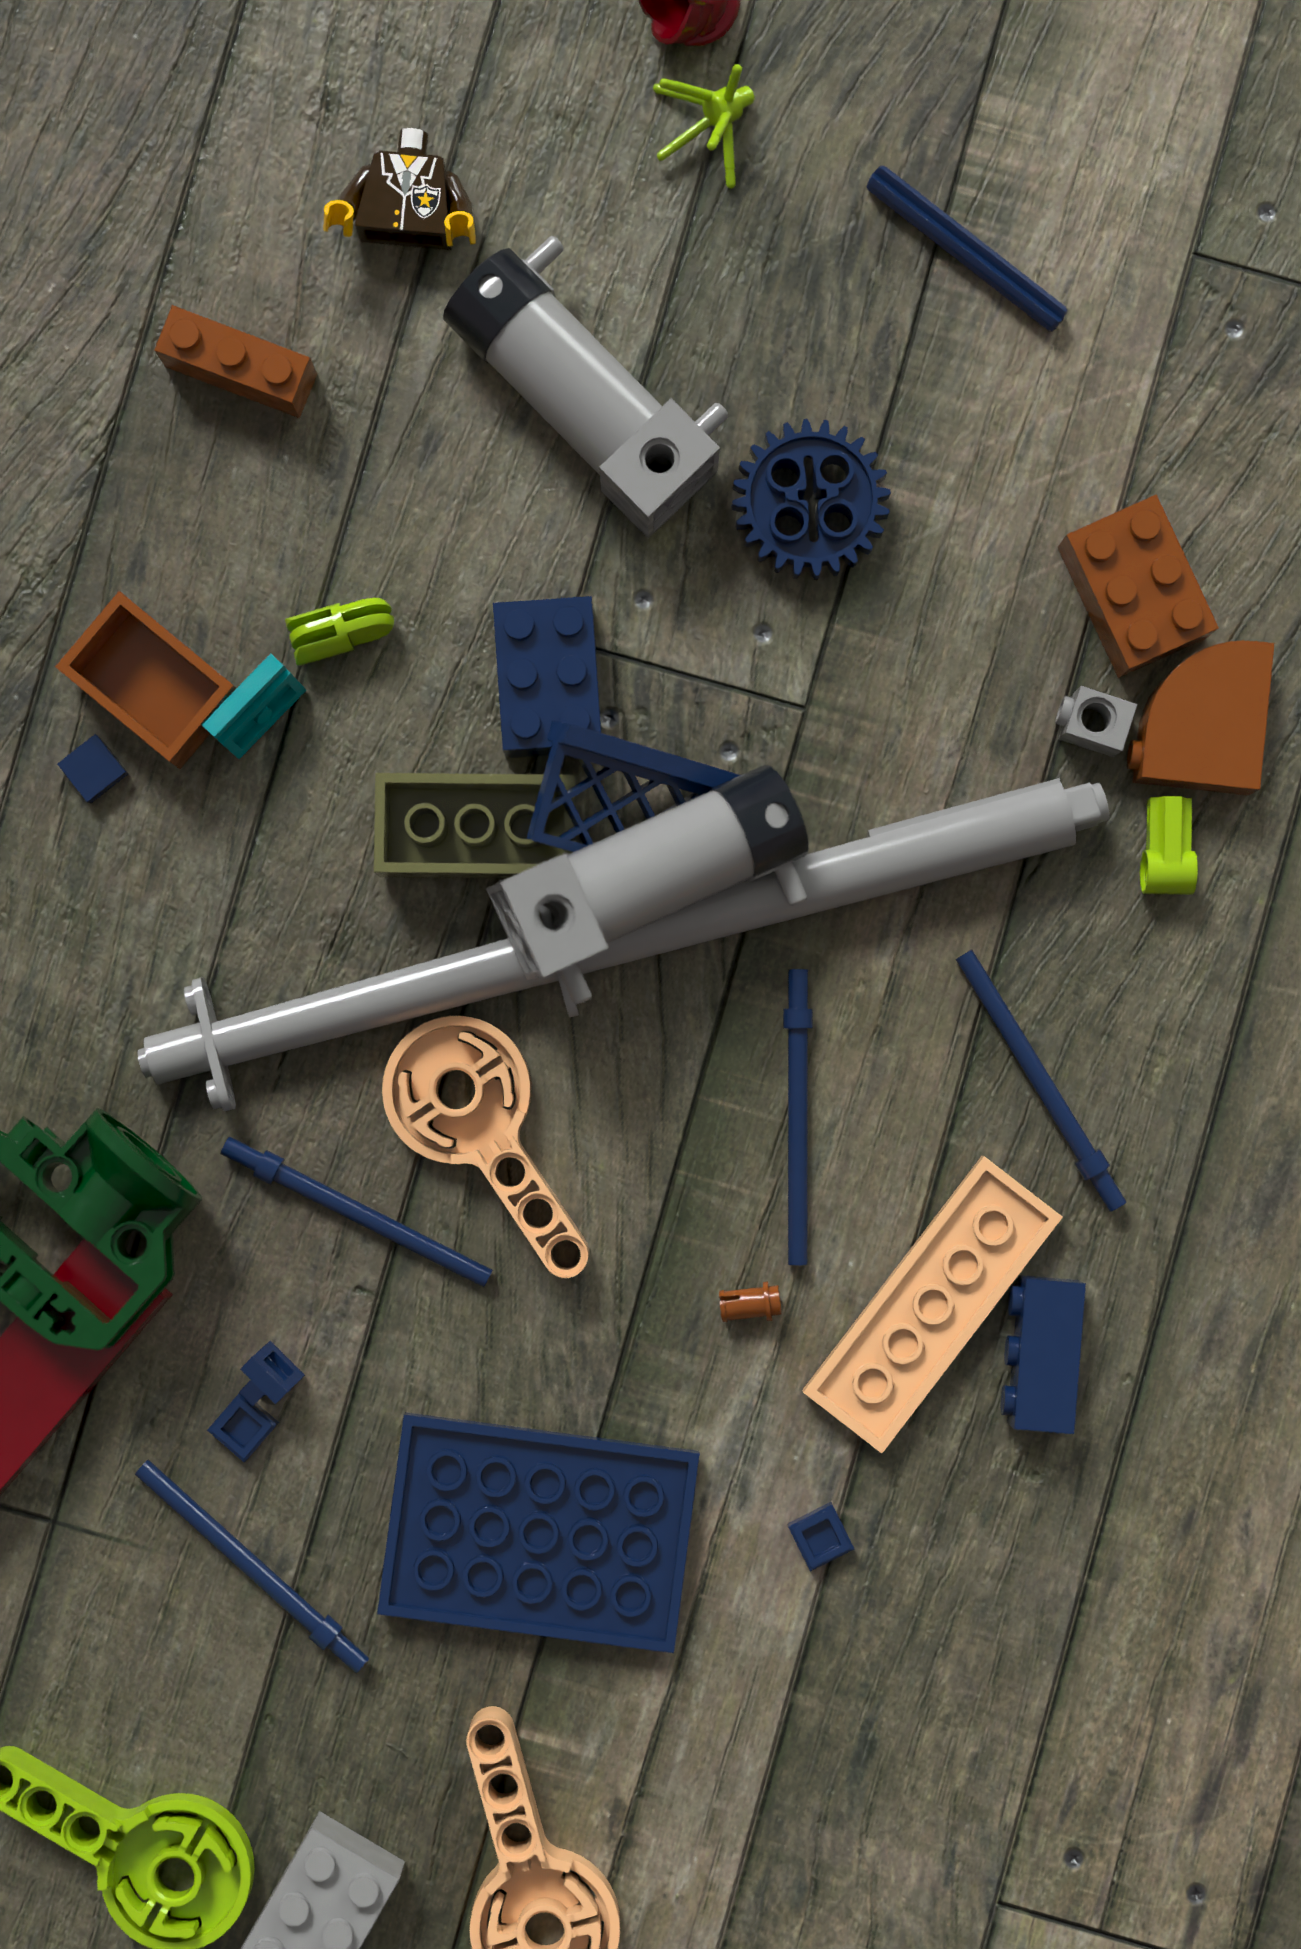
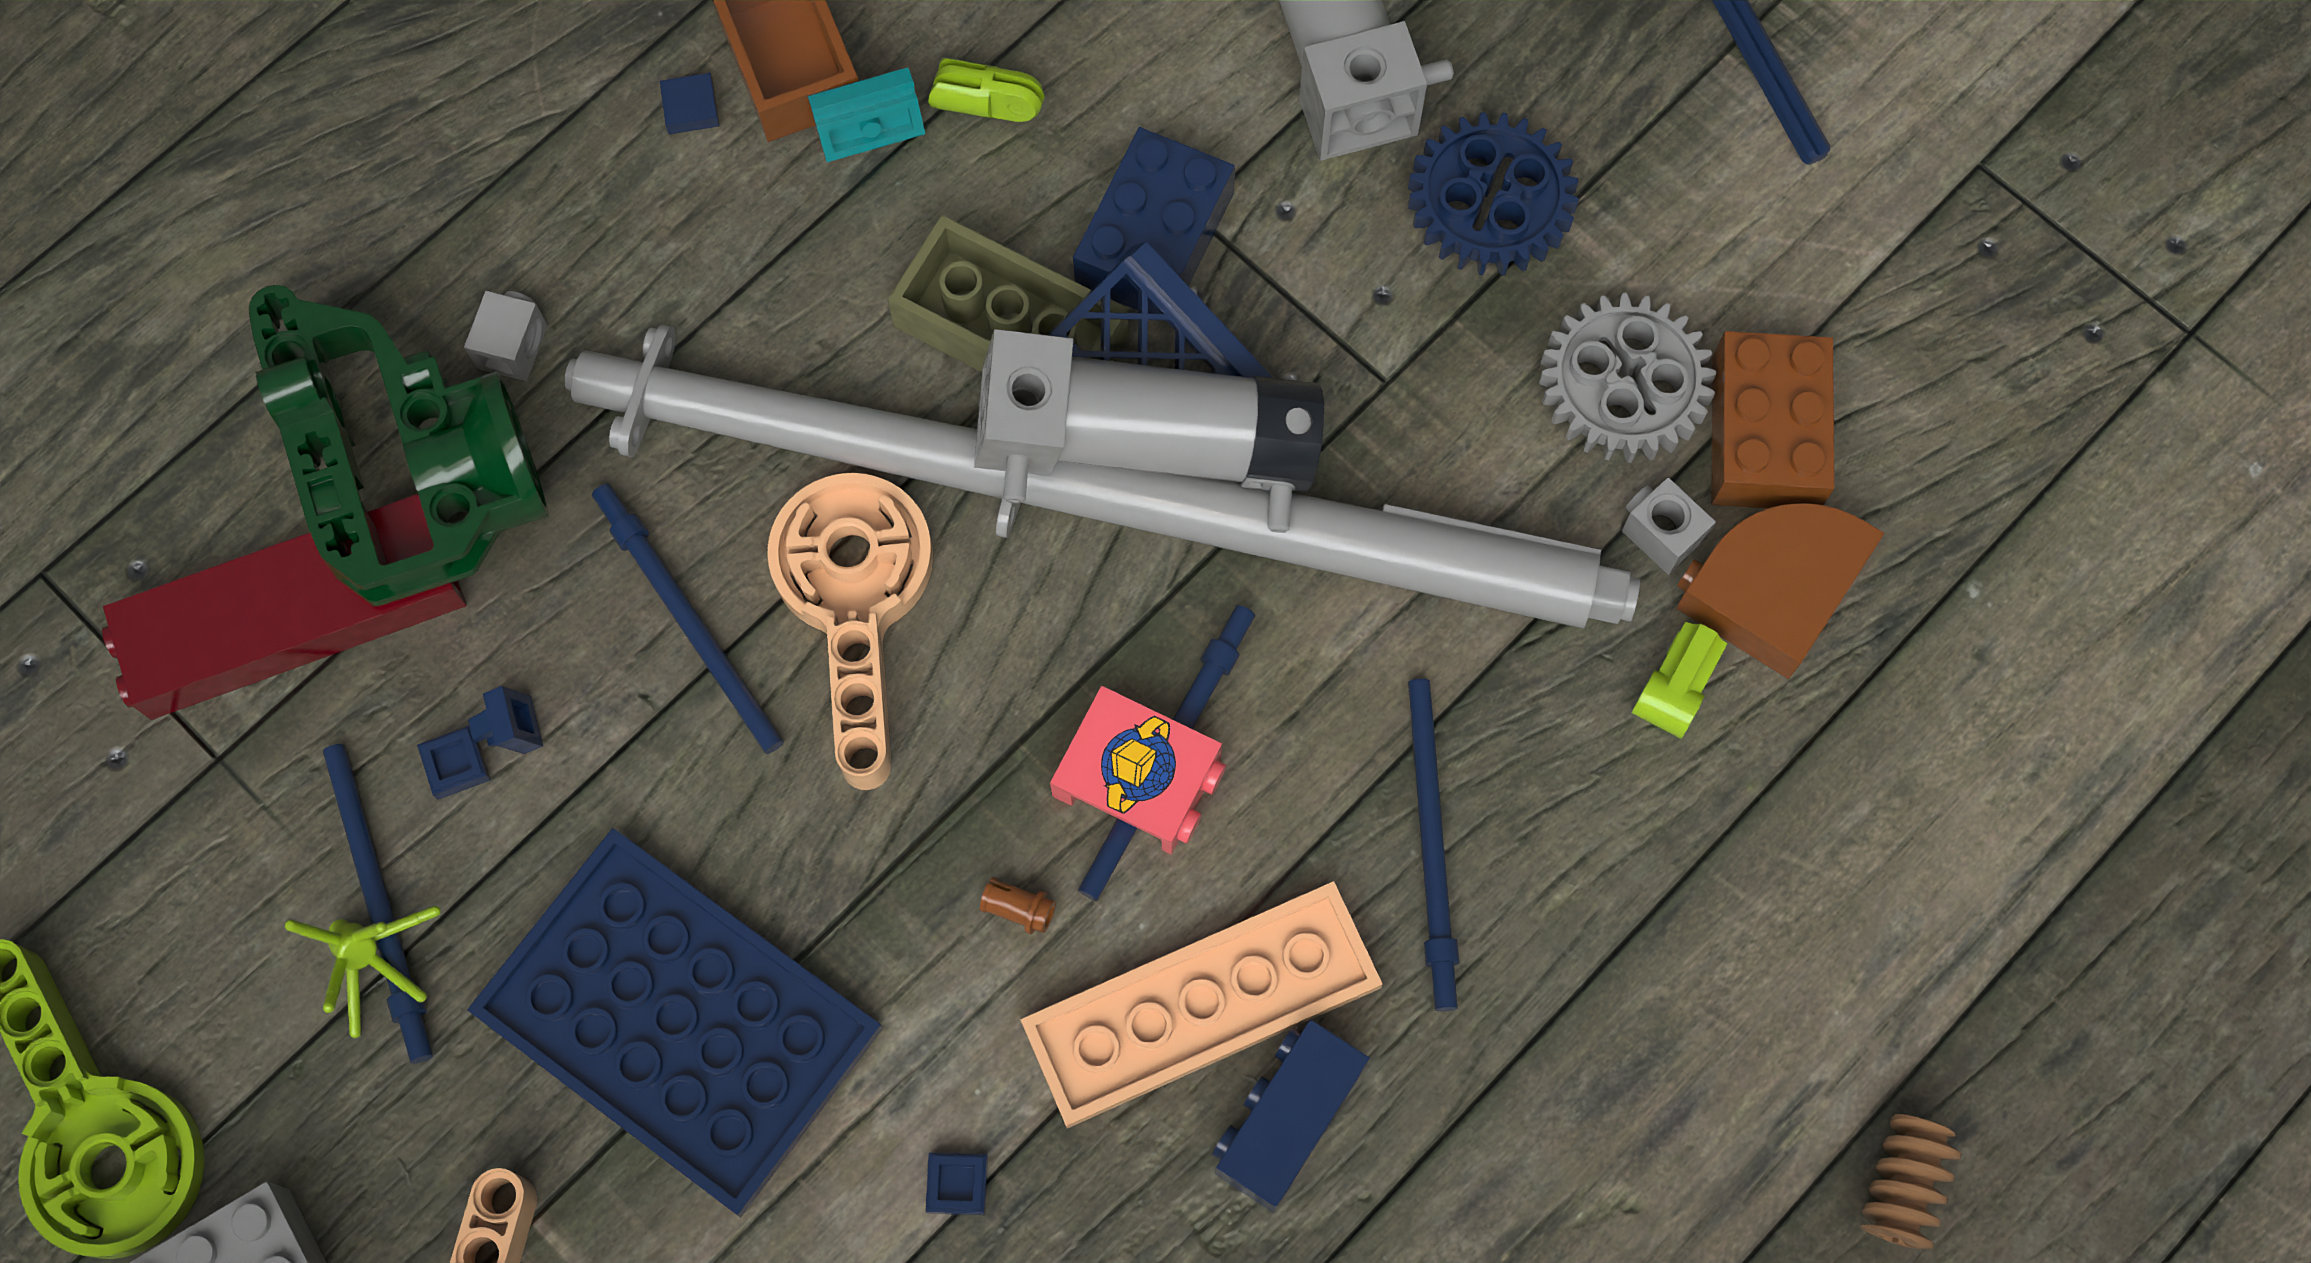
camera: 30 degrees right, 15 degrees down
(68, 1056) = (506, 334): none -> light grey brick
(262, 1616) = (355, 949): none -> lime plant
(787, 1148) = (1139, 768): none -> coral panel
(1024, 570) = (1667, 357): none -> light grey gear

